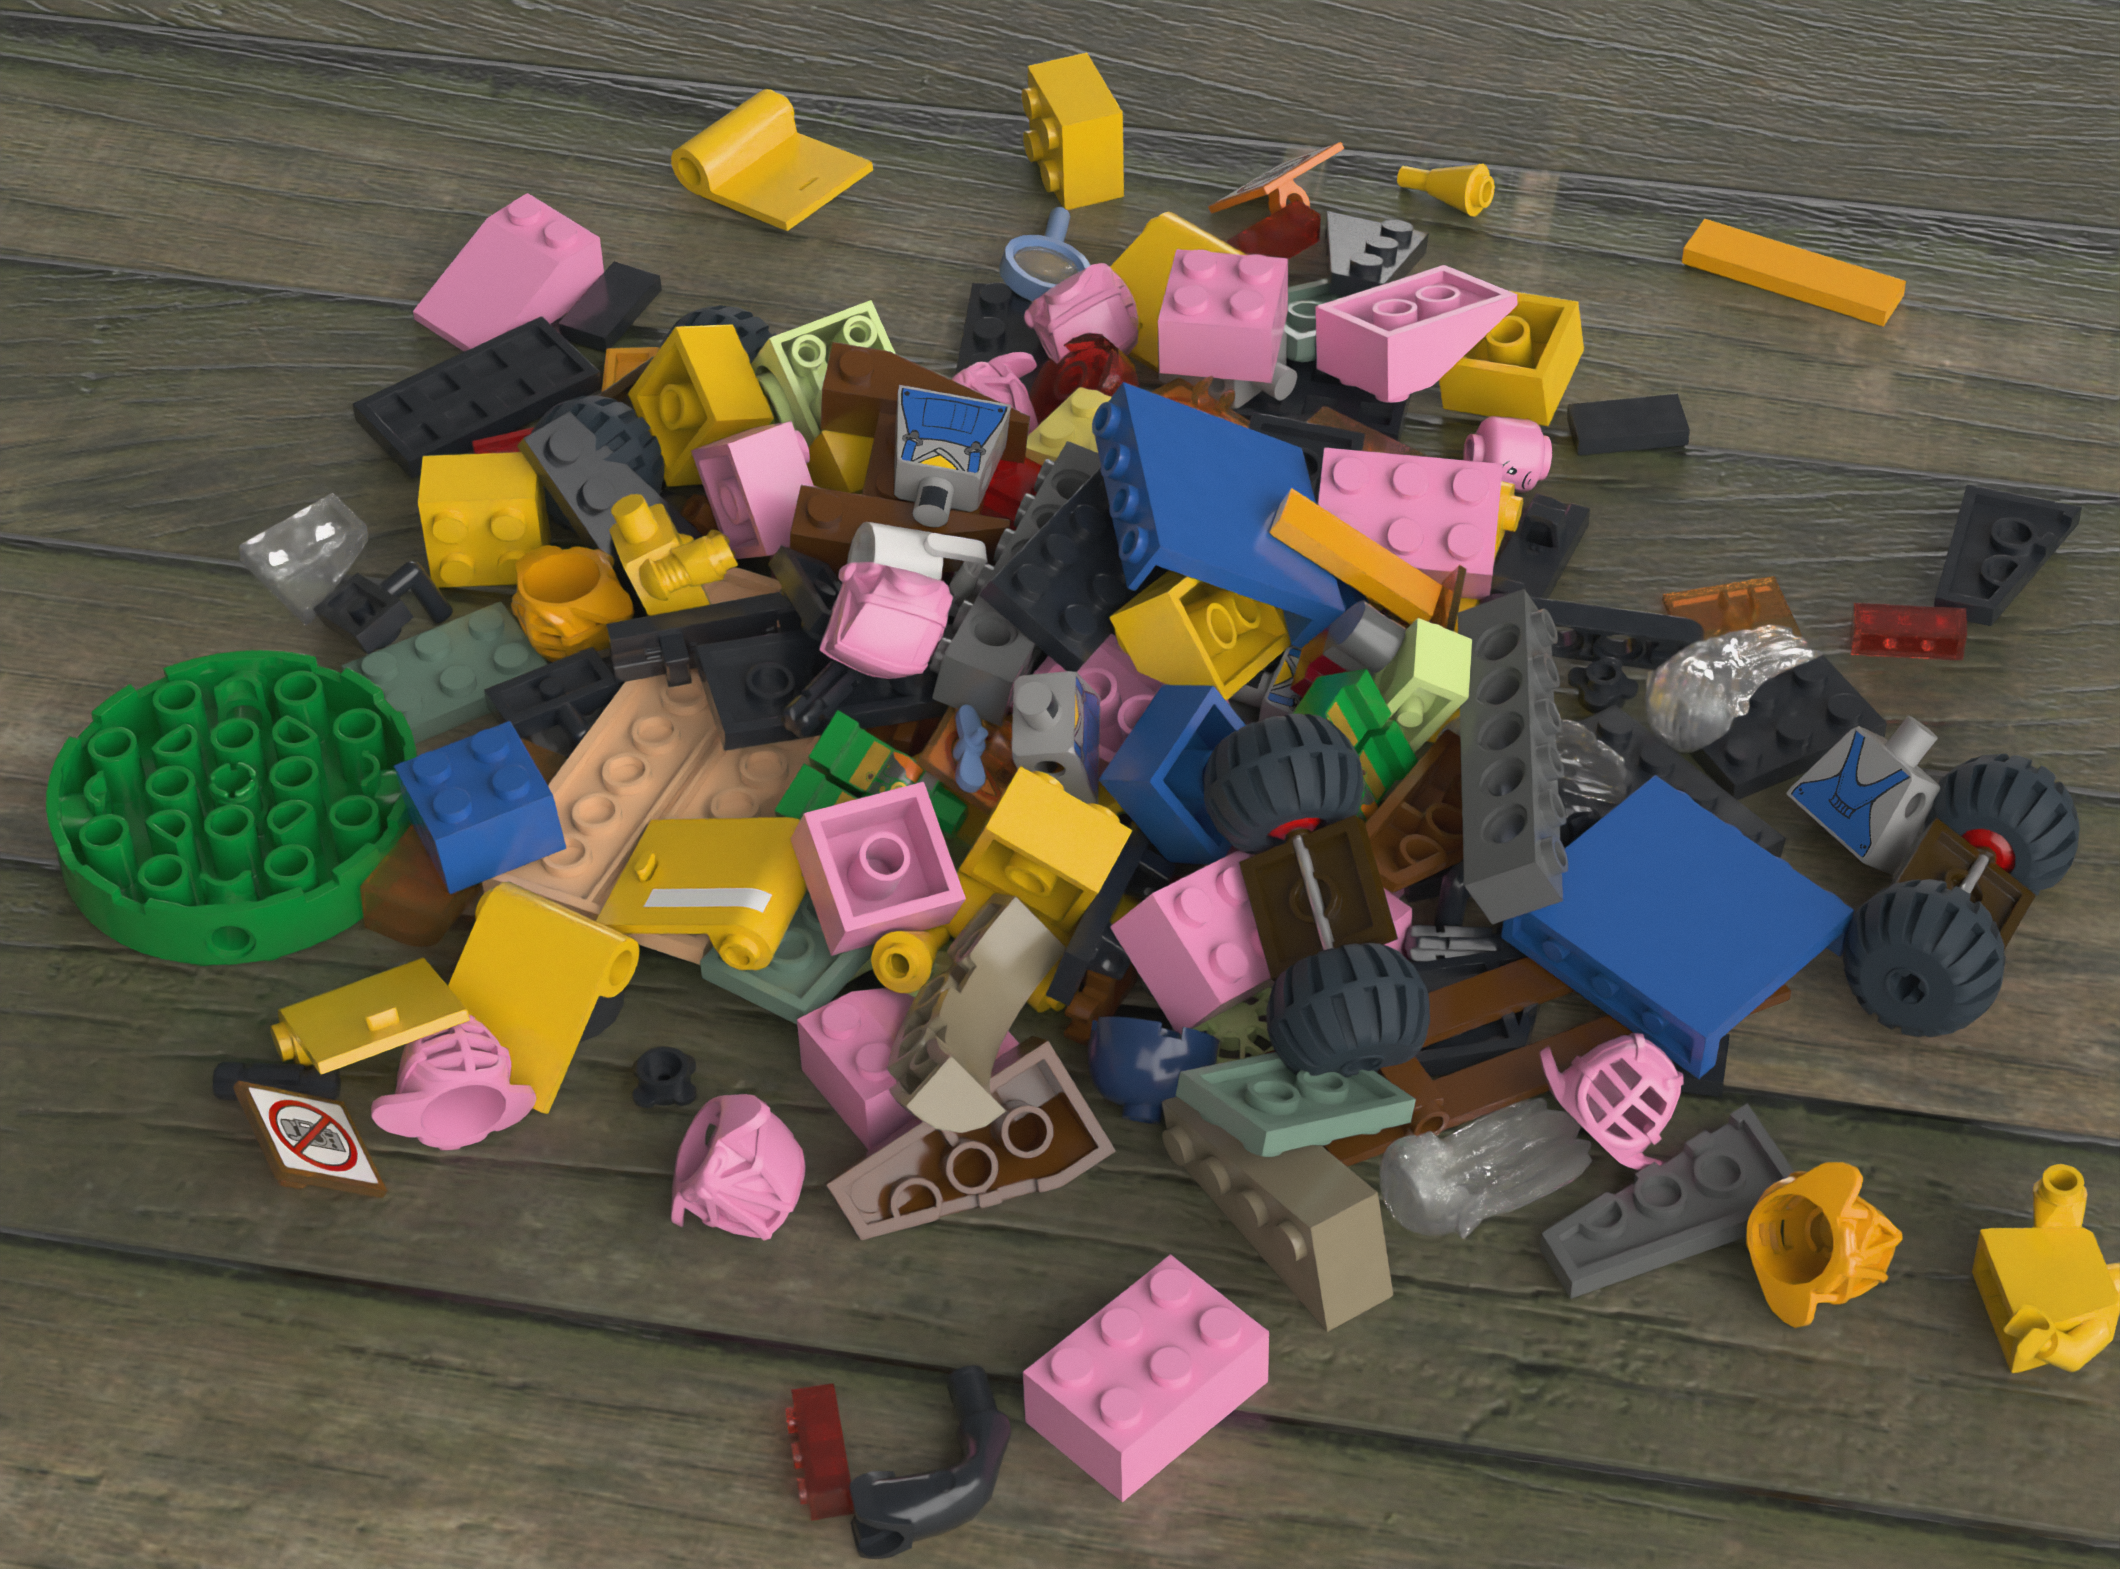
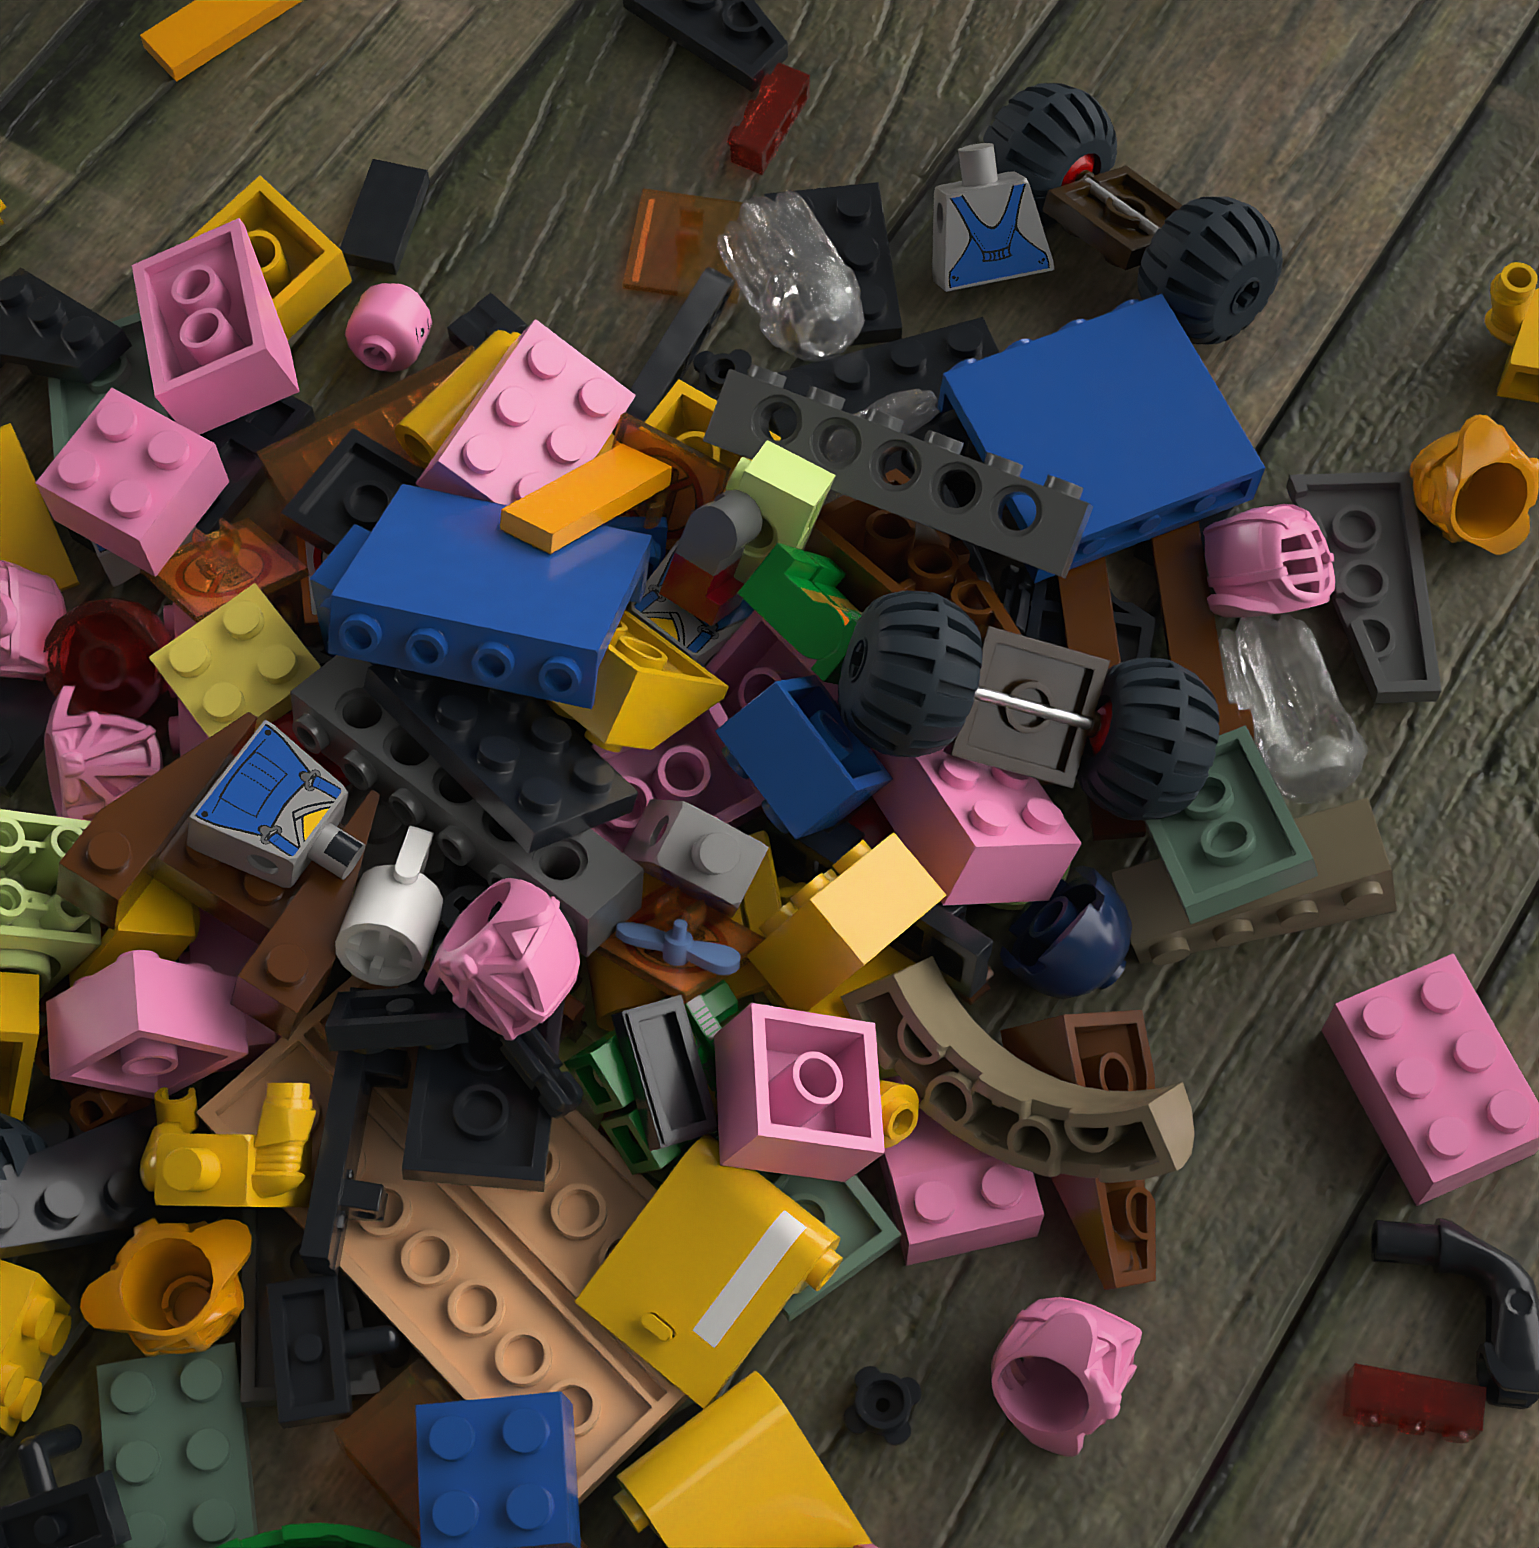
camera: 70 degrees left, 20 degrees up
(854, 766) = (665, 1072): none -> black tile

